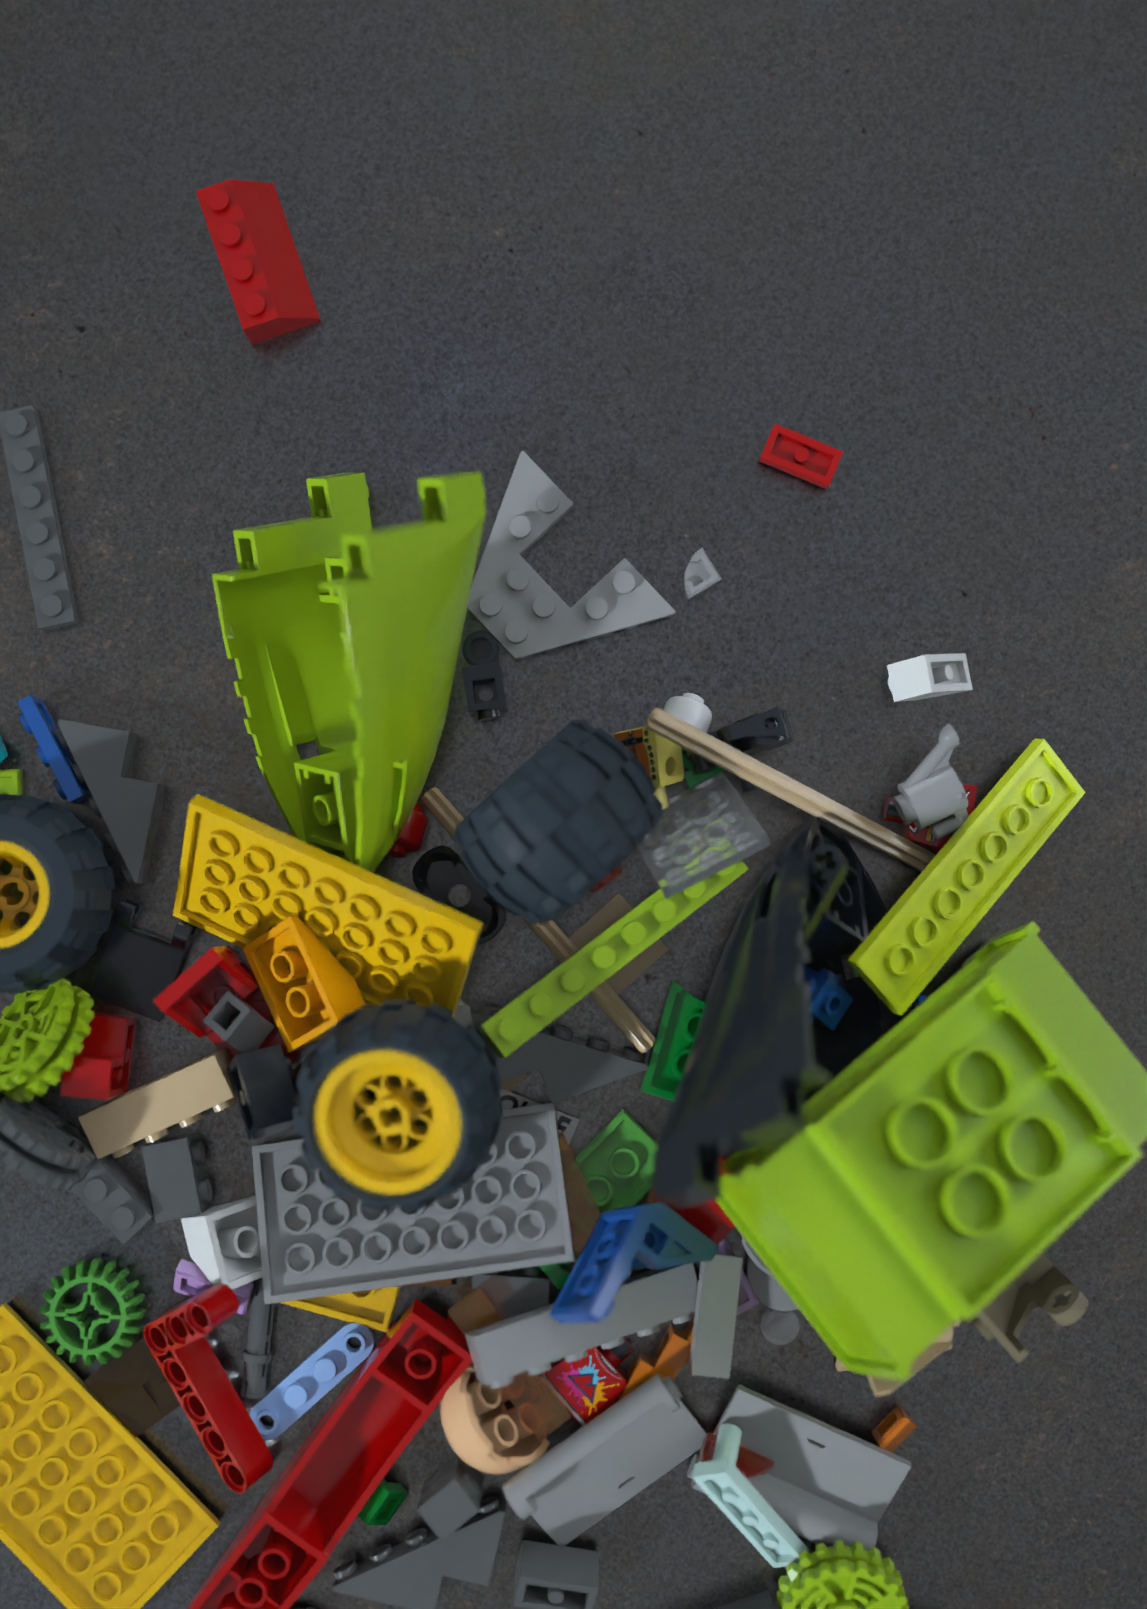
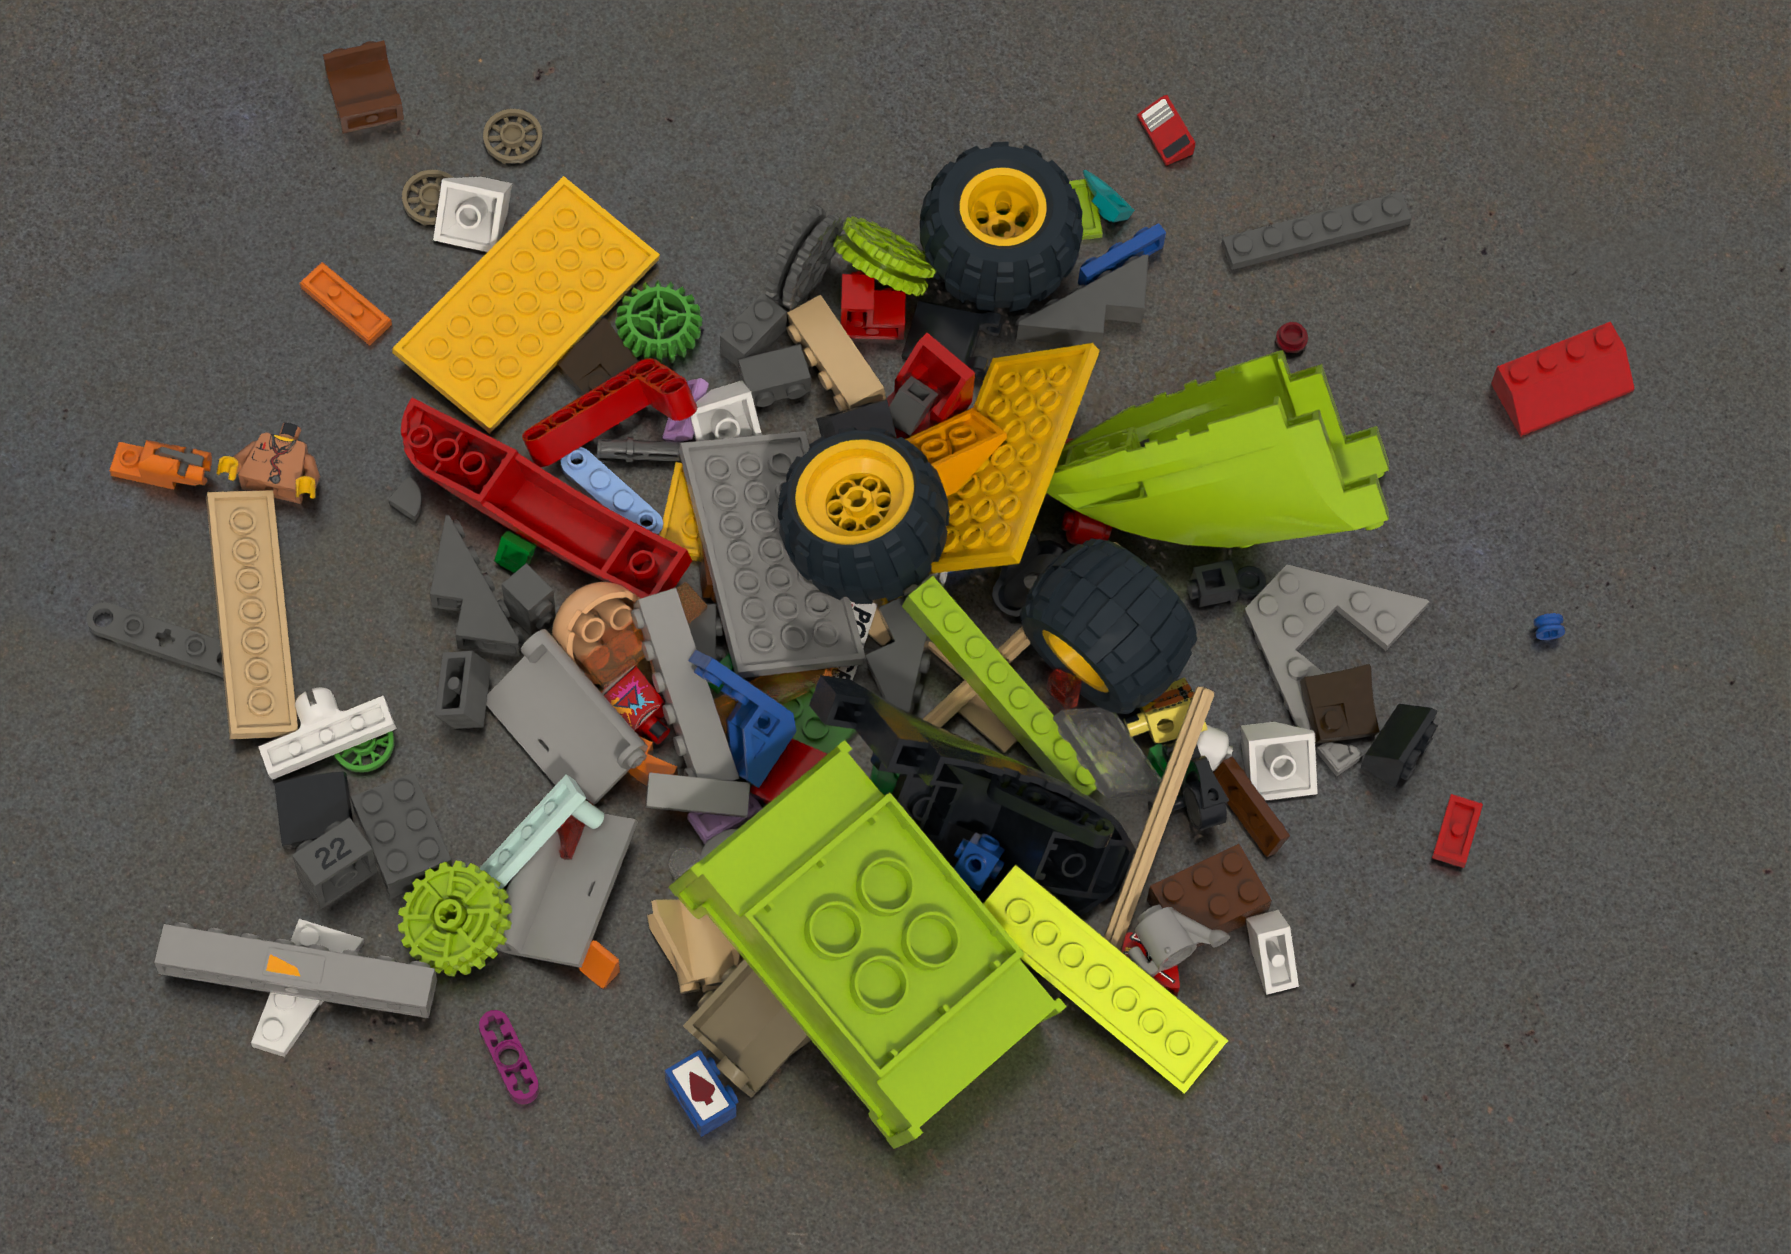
camera: 80 degrees right, 20 degrees down
(176, 563) = (1292, 337): none -> dark red plate
(564, 320) = (1549, 626): none -> blue bush
(645, 565) = (1341, 704): none -> dark brown plate
(699, 503) = (1400, 743): none -> black slope
(705, 643) = (1279, 759): none -> white slope
(759, 681) = (1251, 807): none -> reddish brown plate
(866, 738) = (1214, 891): none -> reddish brown piece
(979, 1532) = (528, 1074): none -> magenta beam
(1053, 1343) = (701, 1092): none -> brick

